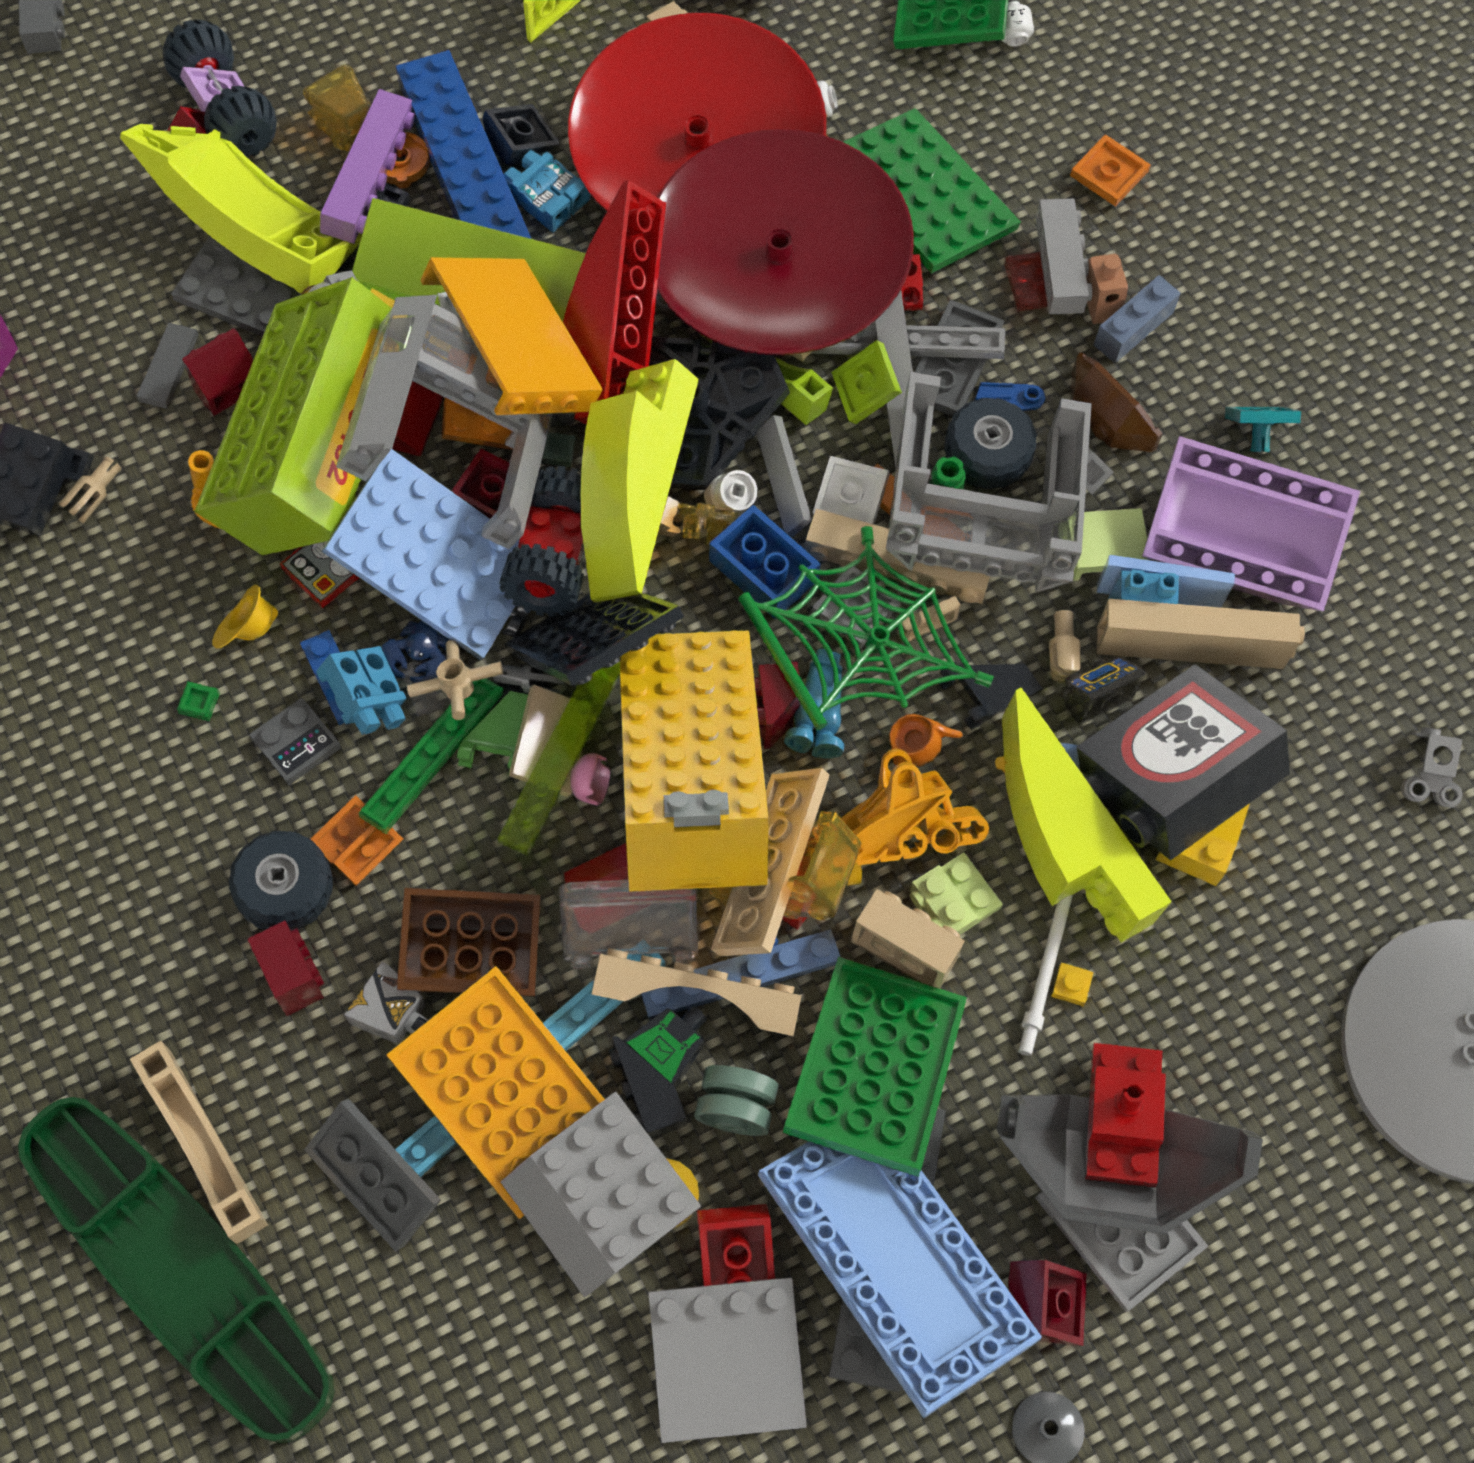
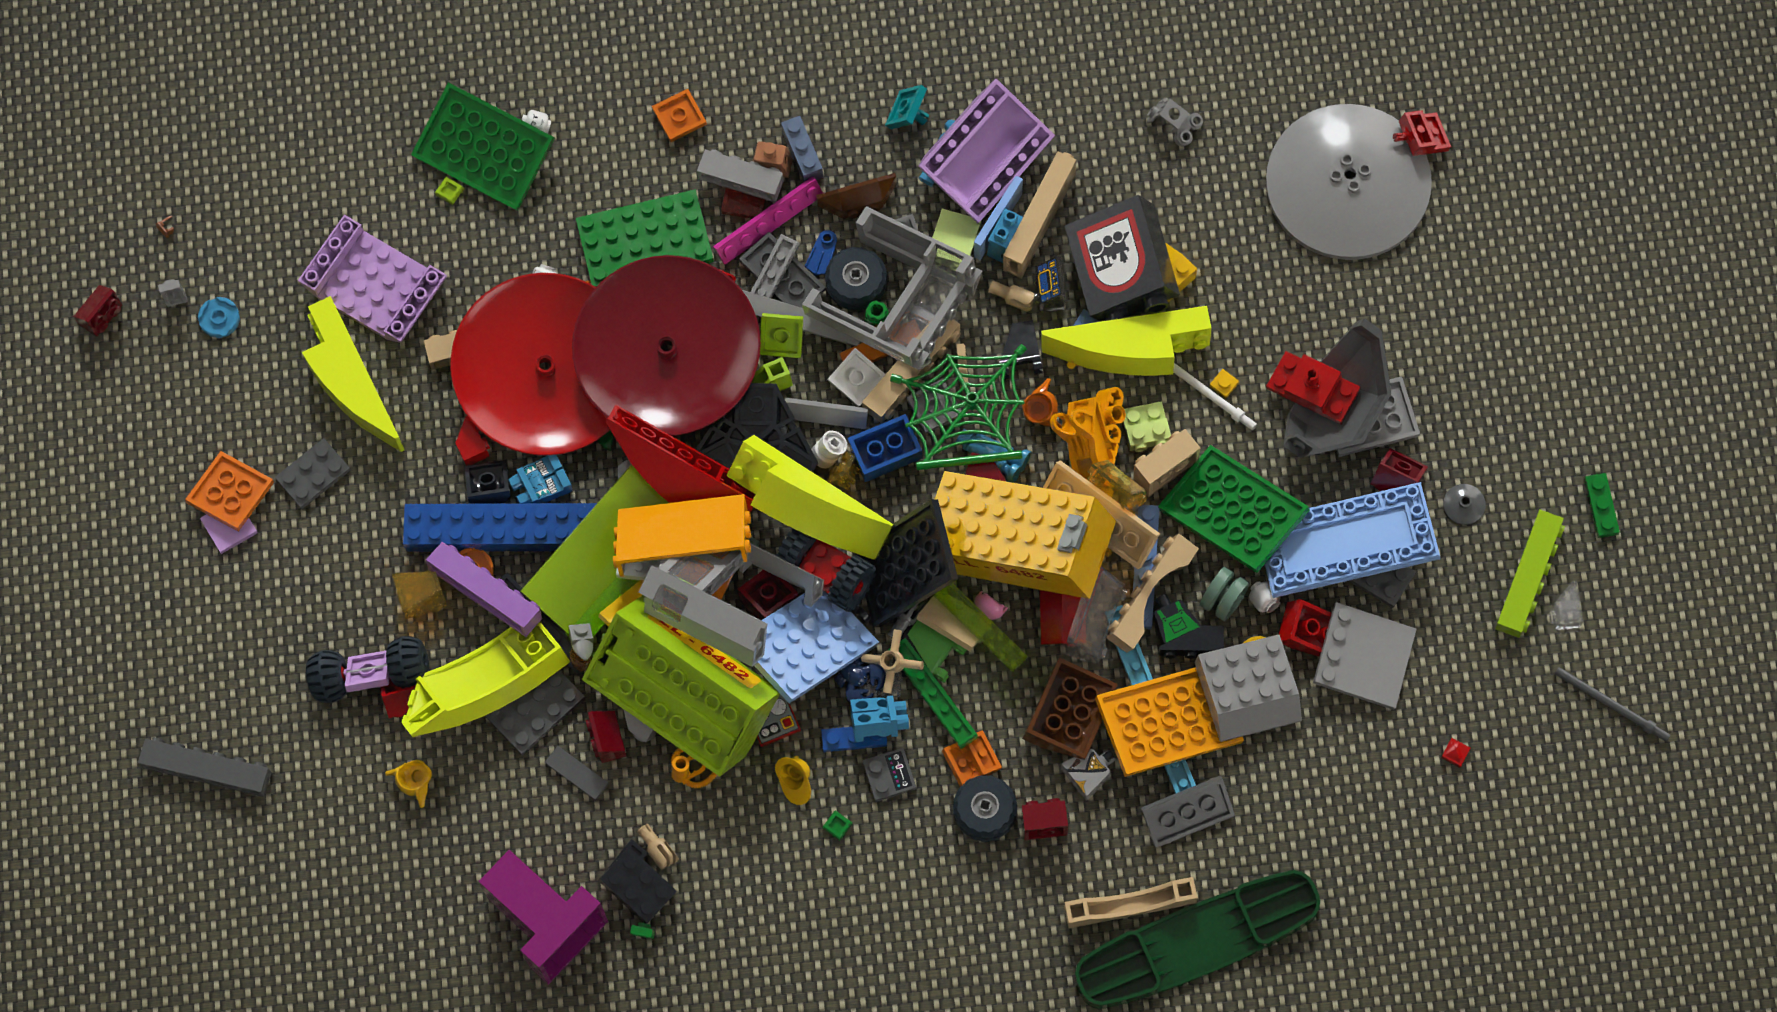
camera: 60 degrees left, 5 degrees up
(90, 186) = (413, 779): none -> yellow piece
(555, 99) = (470, 444): none -> red slope
(754, 1158) = (1262, 597): none -> white head
(1019, 314) = (767, 220): none -> dark pink plate

